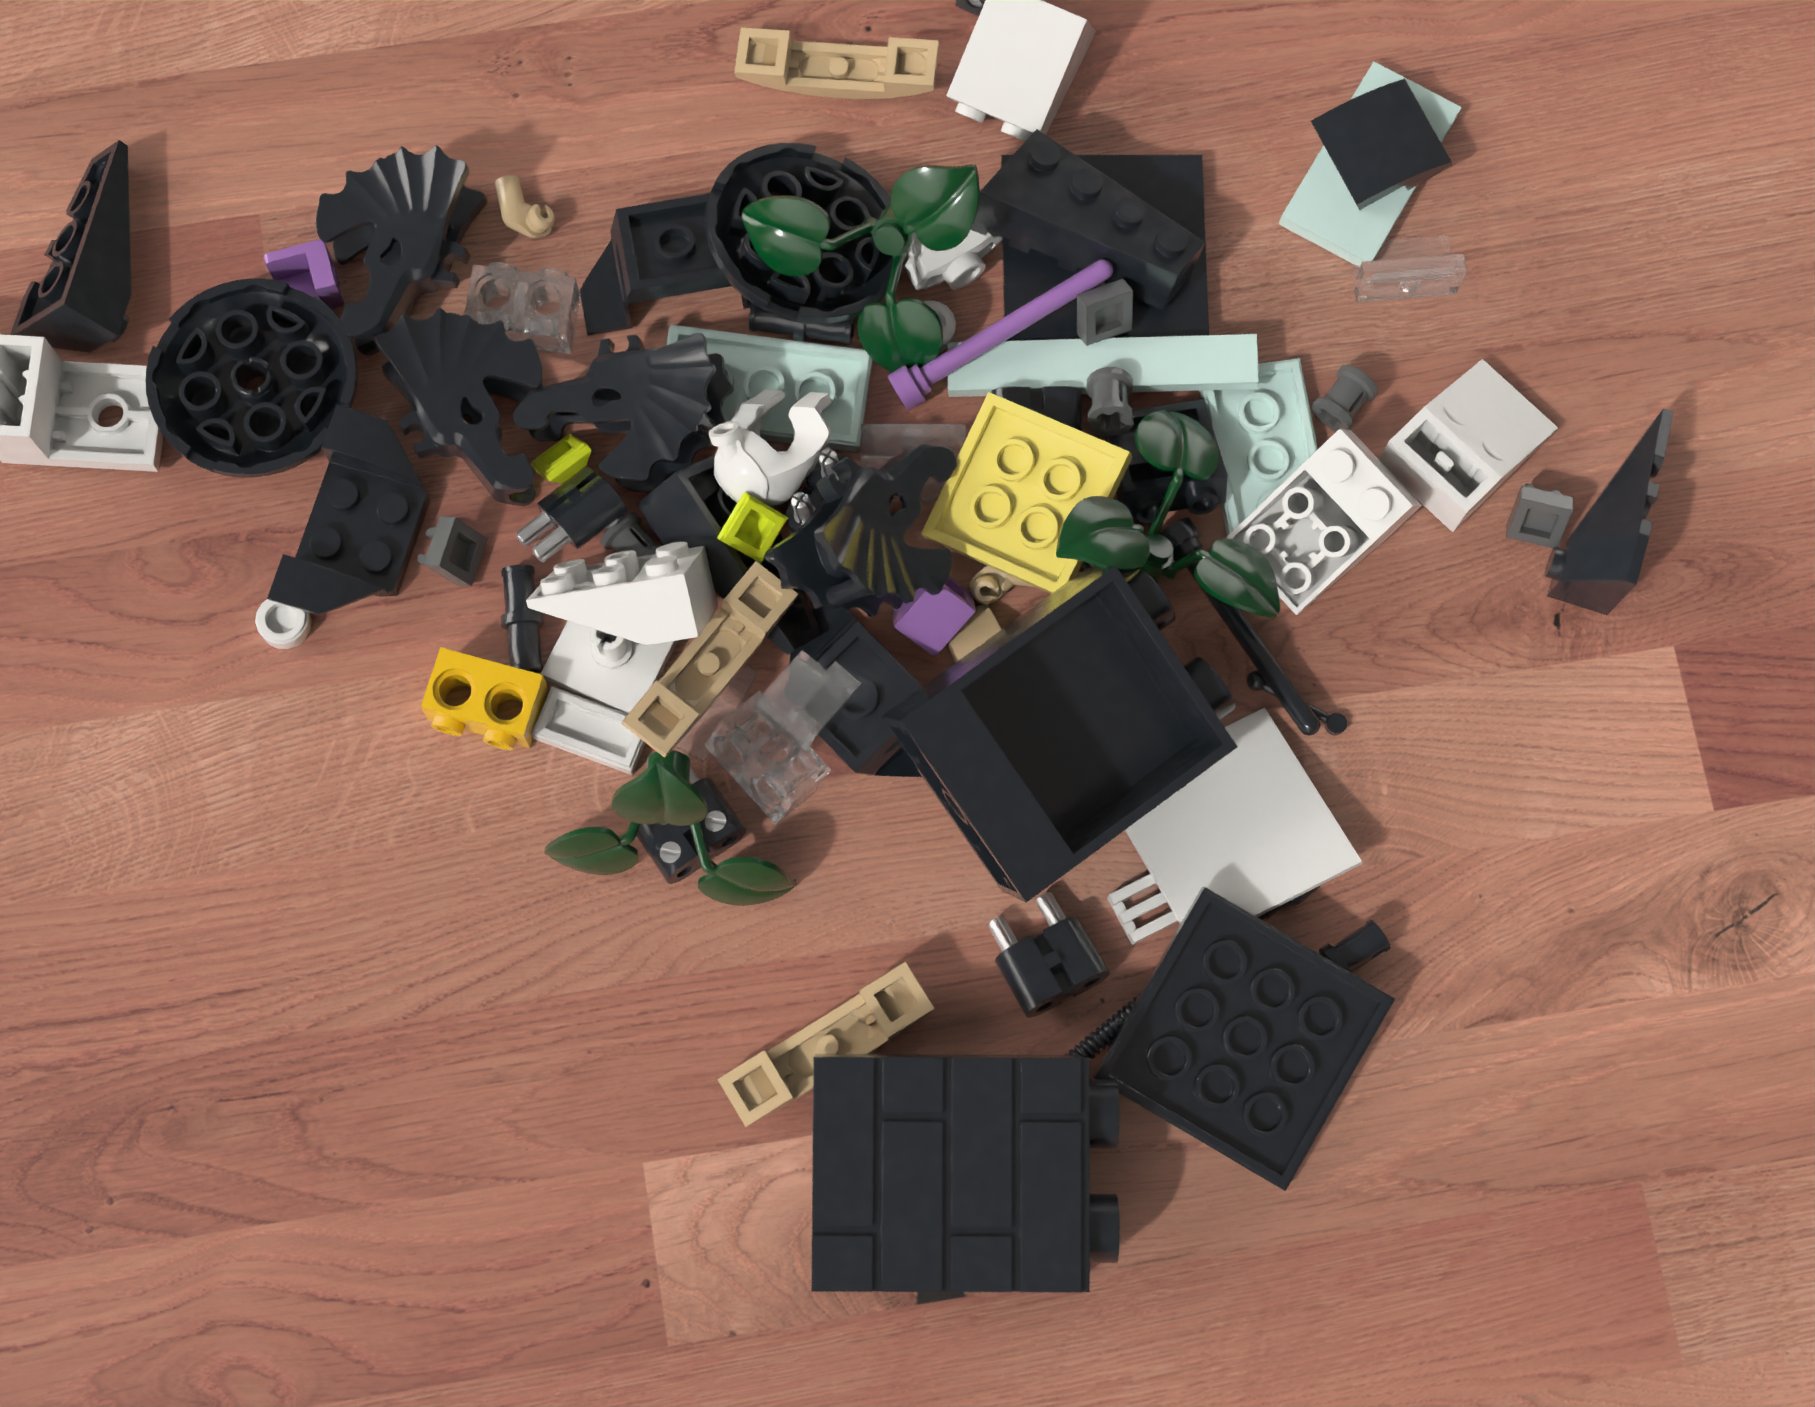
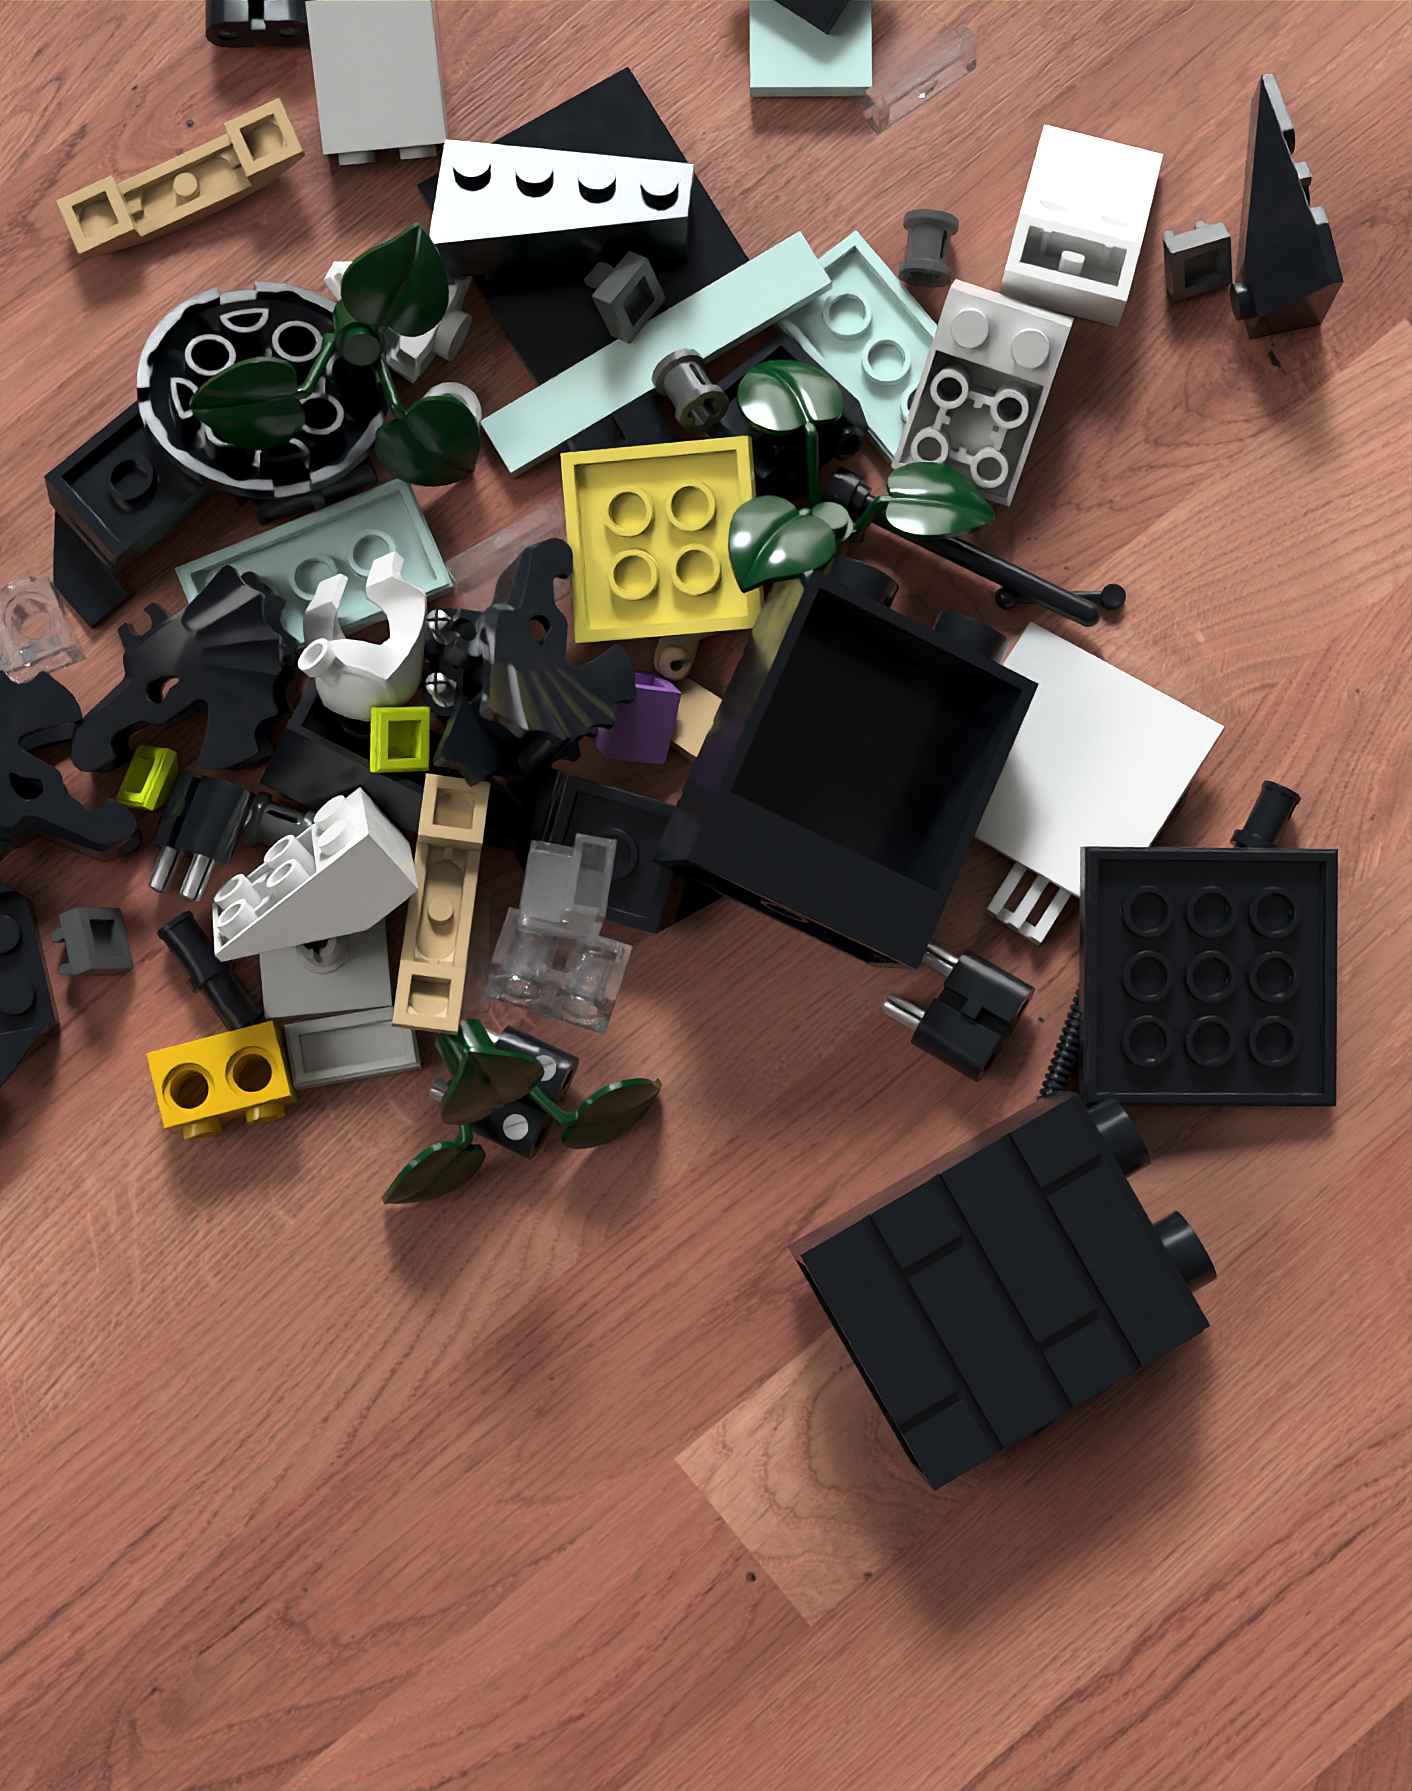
camera: 25 degrees left, 5 degrees up
(855, 1027) = (806, 1199): tan slope -> none
(915, 382) = (472, 483): medium lavender piece -> none

